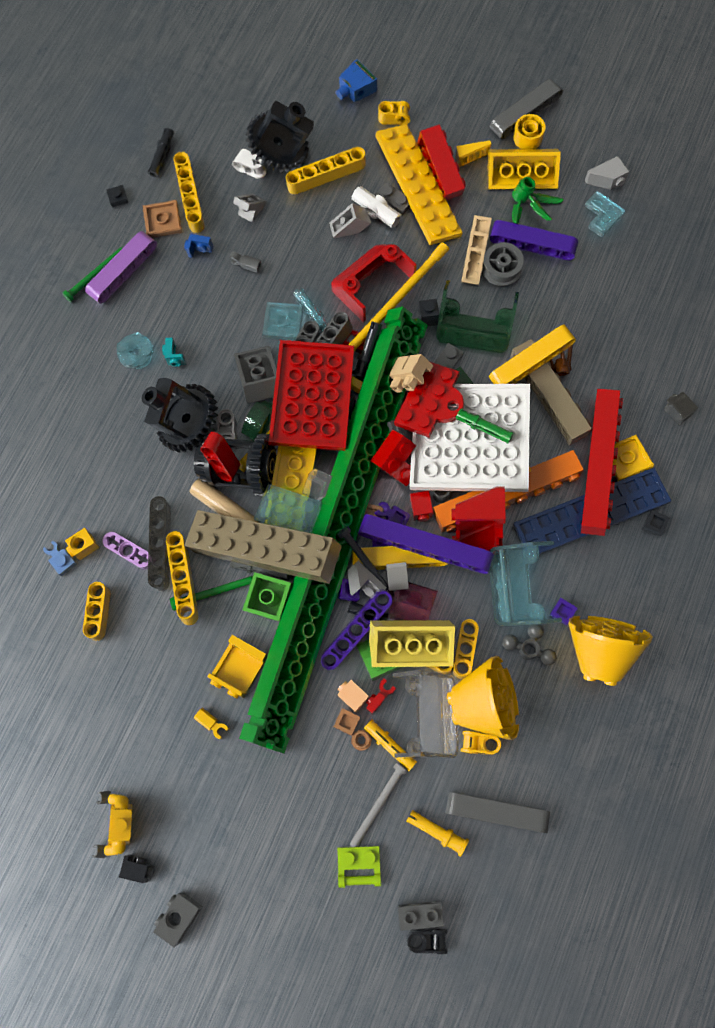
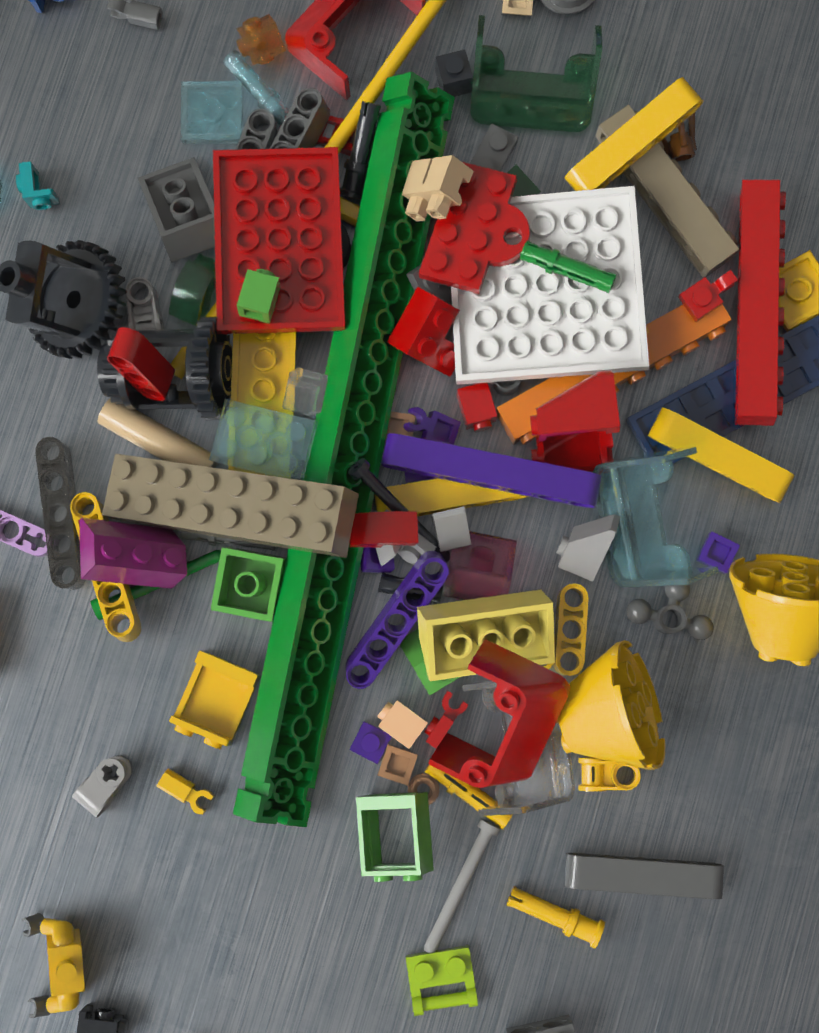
camera: 10 degrees left, 10 degrees up
(158, 715) = (100, 787): none -> light grey piece
(198, 571) = (131, 554): none -> magenta slope
(296, 423) = (258, 295): none -> bright green brick
(316, 283) = (260, 40): none -> clear orange brick
(324, 764) = (370, 835): none -> bright green window
(331, 706) = (370, 742): none -> dark purple plate
(355, 570) = (384, 528): none -> red slope
(437, 687) = (526, 693): none -> red windscreen
(480, 597) = (587, 546): none -> light grey slope
(567, 454) = (704, 297): none -> red plate
(571, 551) = (722, 455): none -> yellow beam

